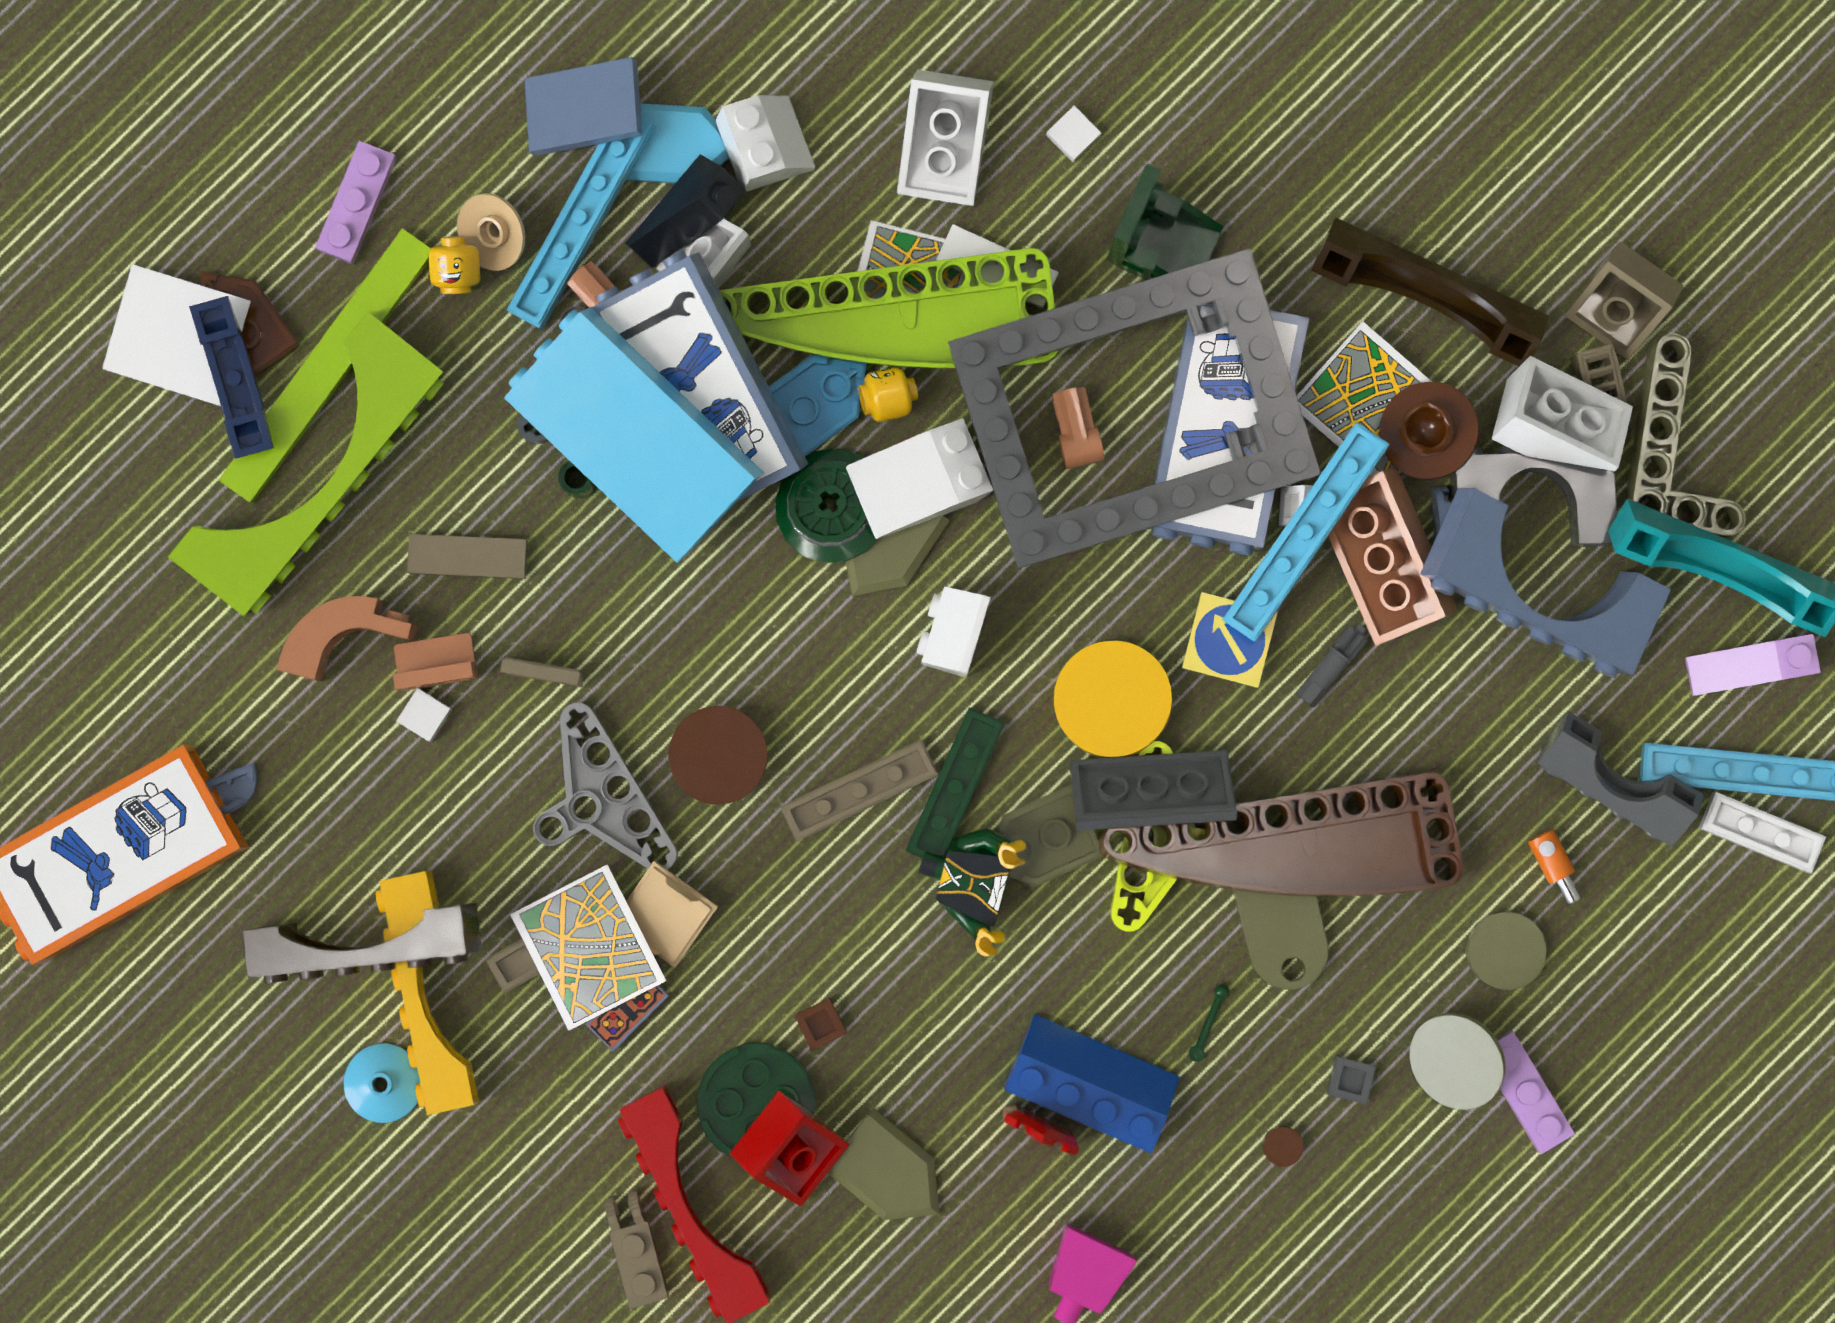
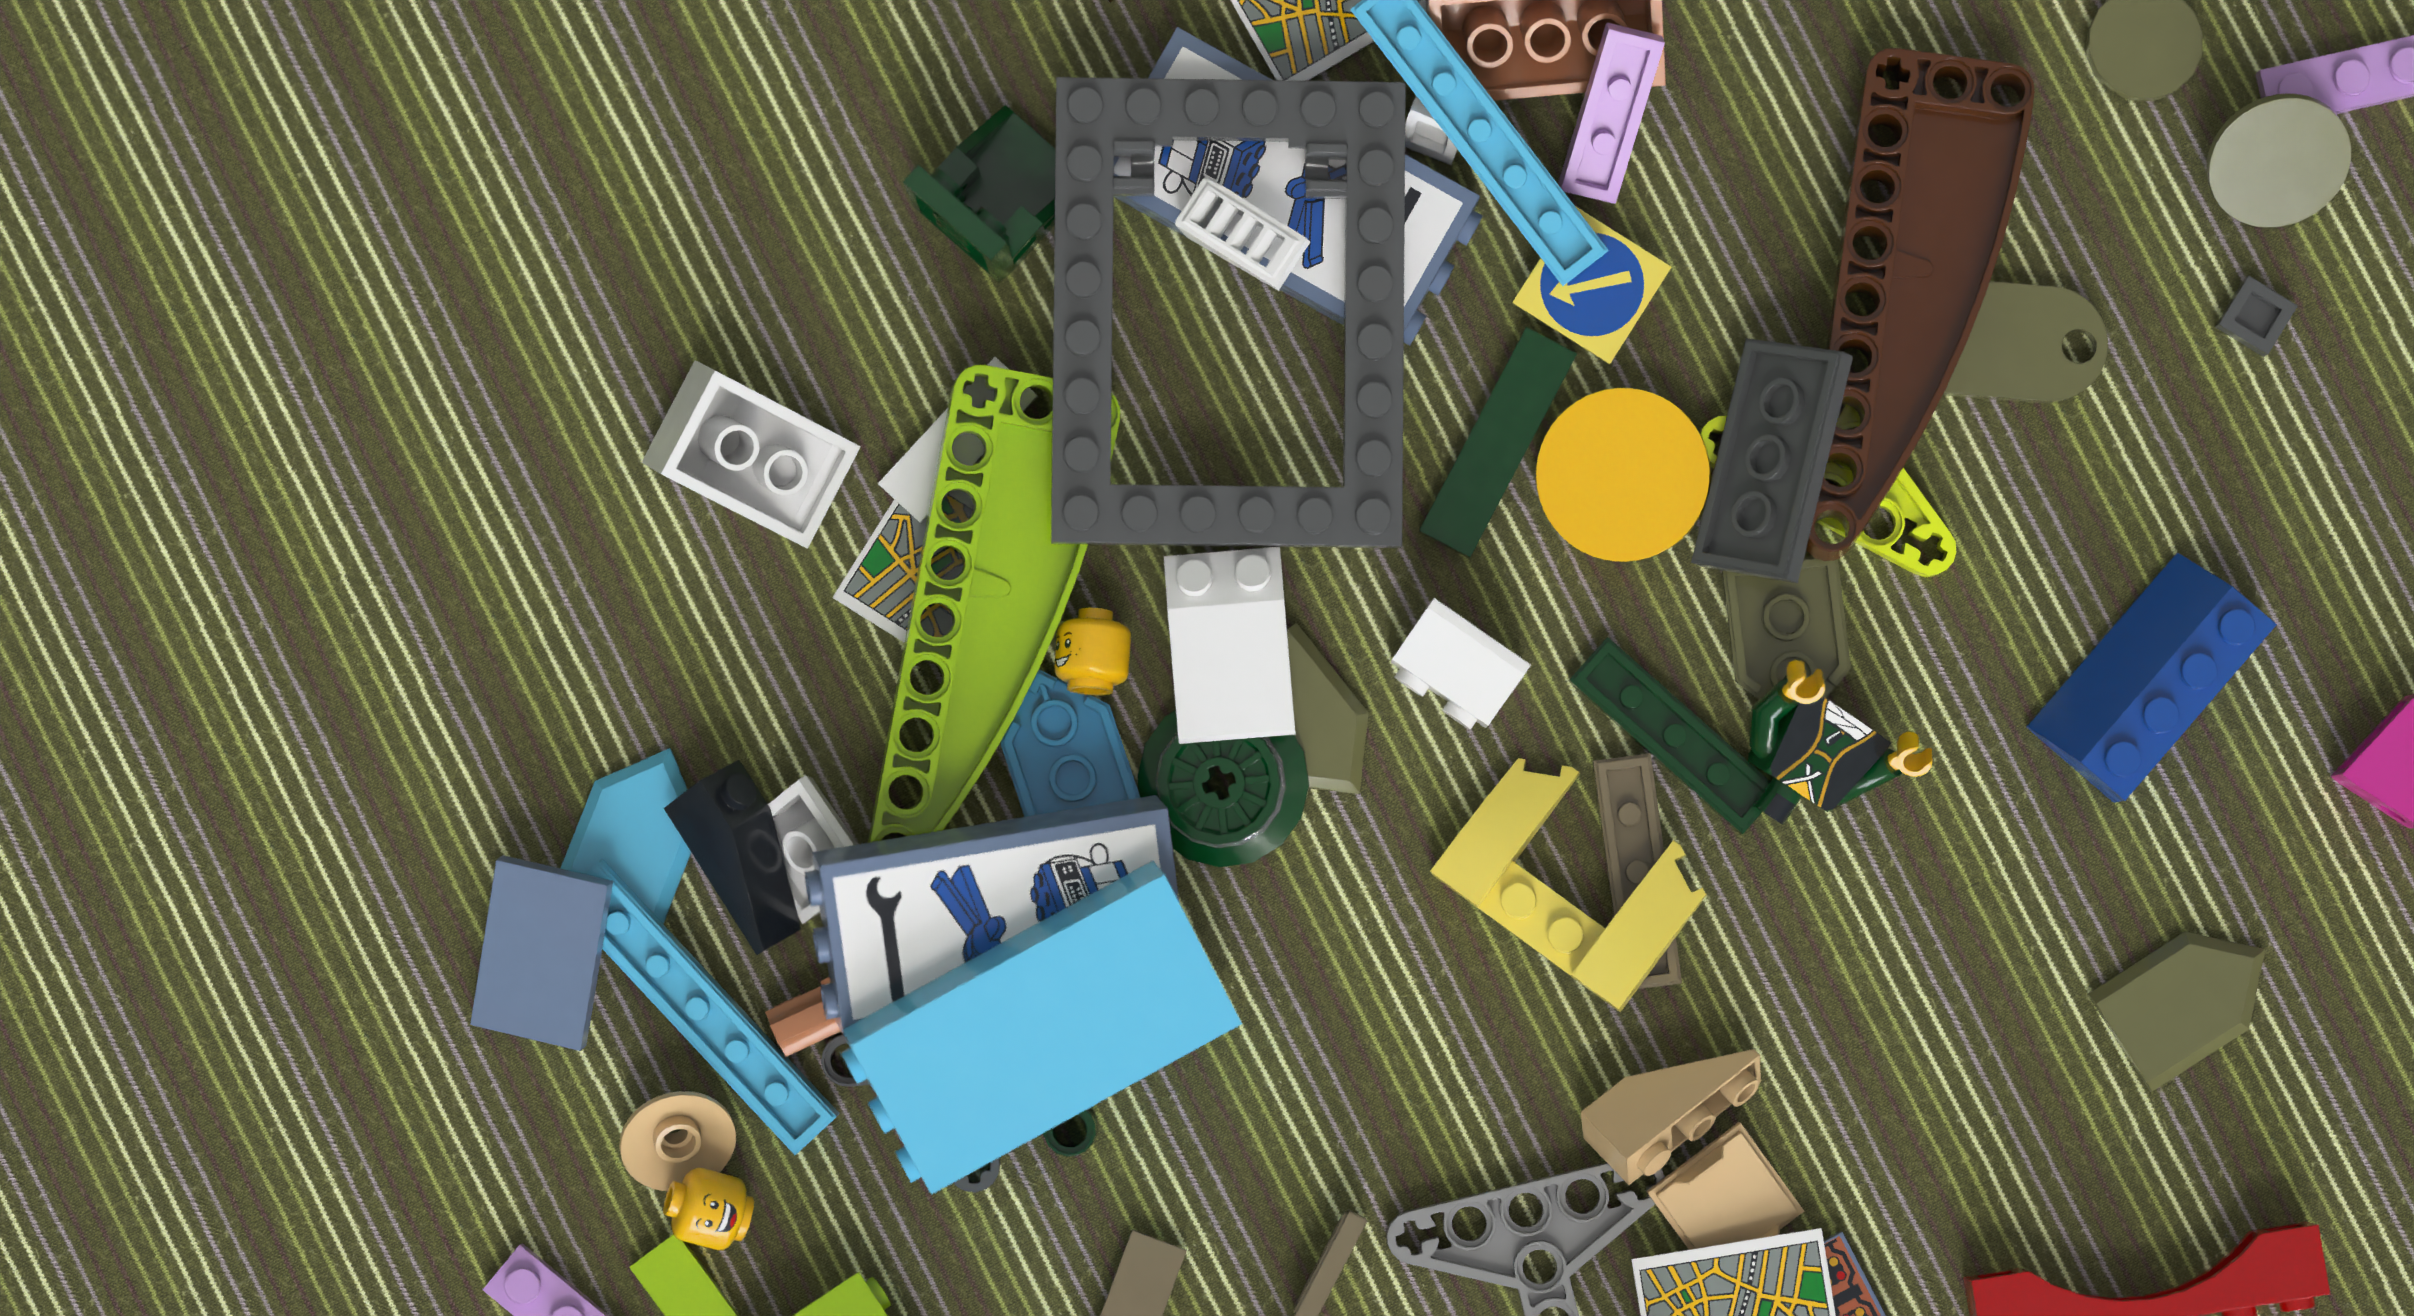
camera: 70 degrees left, 0 degrees up
(707, 851) = (1658, 1110): none -> tan slope
(718, 755) = (1527, 1053): reddish brown piece -> none
(742, 1086) = (2029, 1156): dark green tile -> none
(763, 140) = (674, 712): white slope -> none
(789, 1149) = (2112, 1129): red slope -> none
(794, 783) = (1602, 959): none -> light yellow wedge
(820, 1024) = (1947, 1030): reddish brown tile -> none
(1040, 1128) = (2193, 768): red tile -> none
(1073, 134) = (804, 272): white tile -> none
(1079, 438) = (1241, 403): nougat piece -> none
(1108, 612) = (1497, 442): none -> dark green tile
(1193, 375) = (1210, 214): none -> white slope
(1196, 1052) = (2150, 518): dark green hinge -> none
(1282, 1146) = (2318, 440): reddish brown tile -> none
(1333, 664) = (1675, 159): dark grey piece -> none
(1345, 615) = (1611, 112): none -> lavender plate

